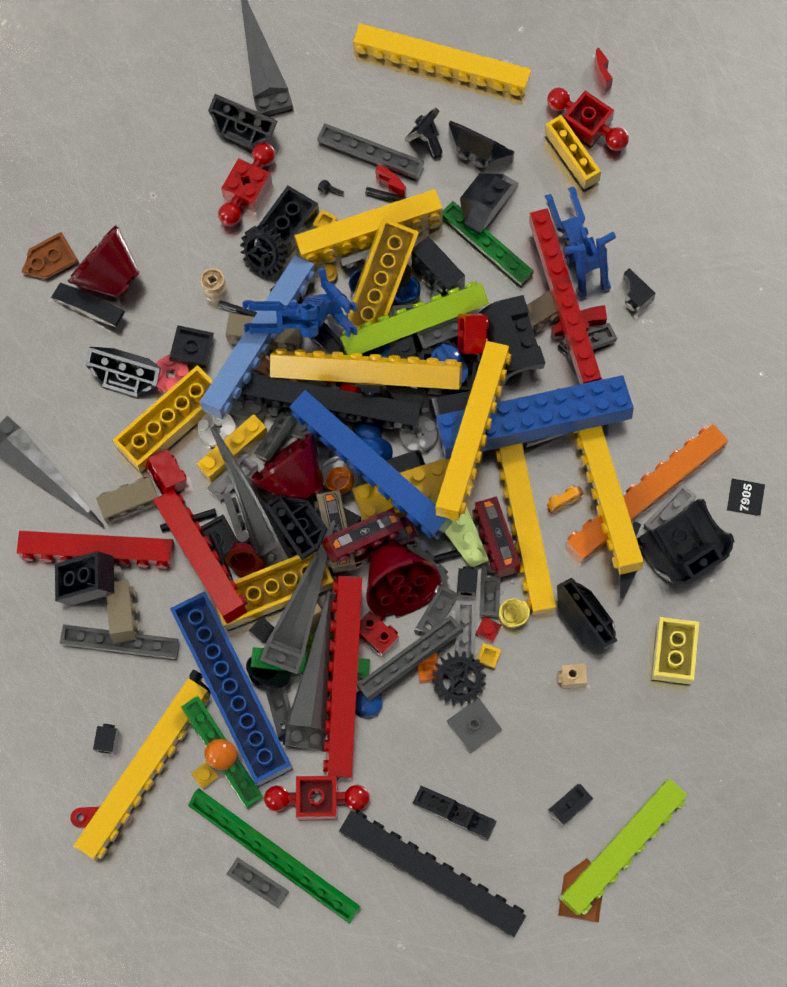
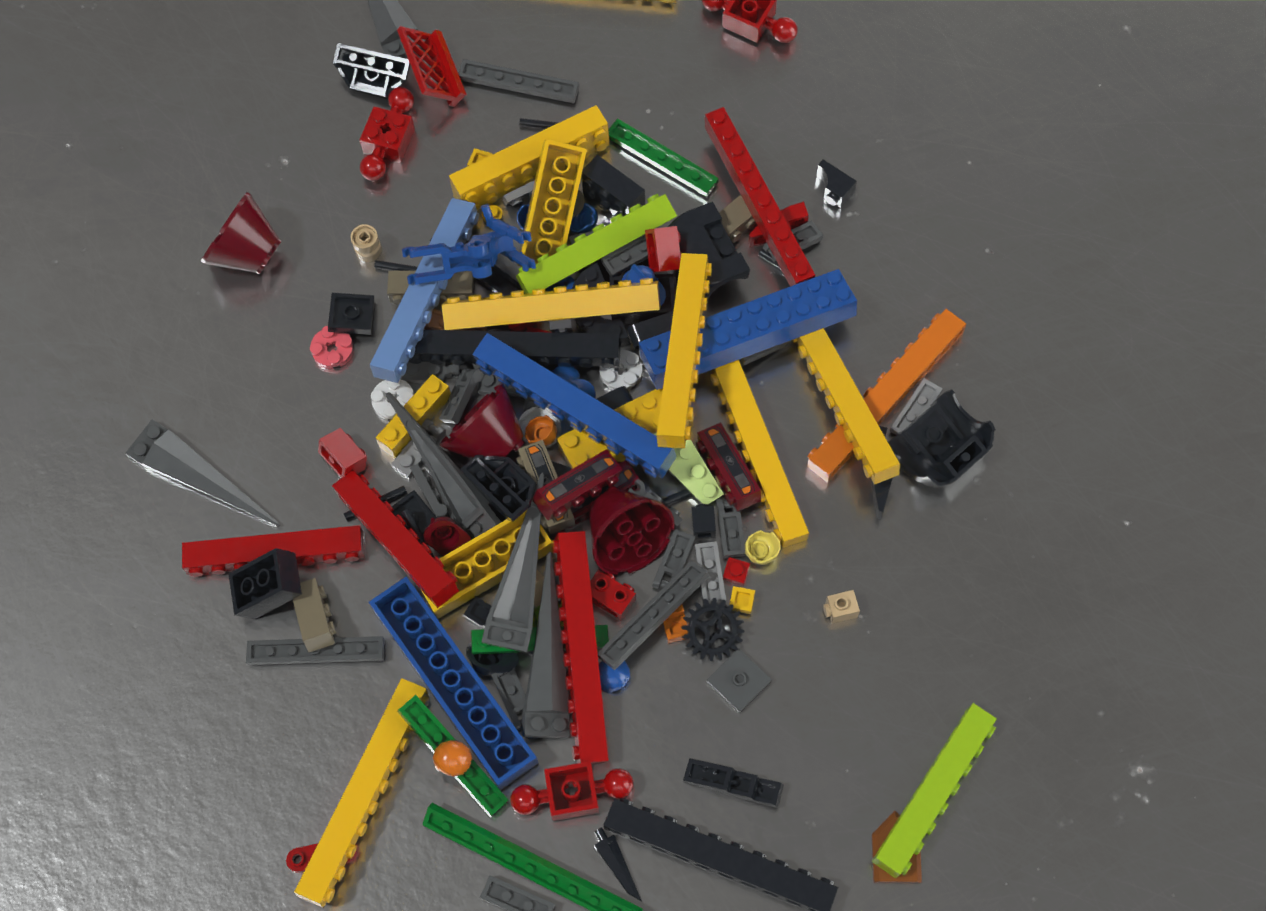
camera: 10 degrees left, 5 degrees down
(49, 257) = (177, 243): dark orange tile -> none
(88, 304) = (228, 285): black slope -> none
(106, 739) = (316, 764): black brick -> none
(122, 370) = (276, 350): black wedge -> none
(127, 499) = (302, 490): dark tan brick -> none
(164, 420) = (332, 396): yellow brick -> none
(195, 676) = (409, 675): black hand -> none
(204, 775) = (437, 787): yellow plate -> none
(261, 252) = (414, 203): black gear -> none
(291, 216) = (436, 160): black brick -> none
(304, 124) = (439, 60): none -> red fence
(324, 185) = (474, 123): black hand -> none
(342, 856) = (612, 855): none -> black bar
(394, 183) = (551, 110): red slope -> none
(427, 131) = (577, 51): black piece -> none
(478, 148) = (636, 59): black wedge -> none
(485, 199) = (652, 112): black wedge -> none
(570, 495) = (802, 409): light orange plate -> none
(570, 804) = (865, 752): black hinge -> none
(572, 152) = (739, 49): yellow brick -> none
(580, 247) = (765, 143): blue piece -> none
(585, 615) = (842, 537): black wedge -> none
(675, 650) = (952, 560): light yellow brick -> none
(746, 497) = (996, 383): black sticker -> none

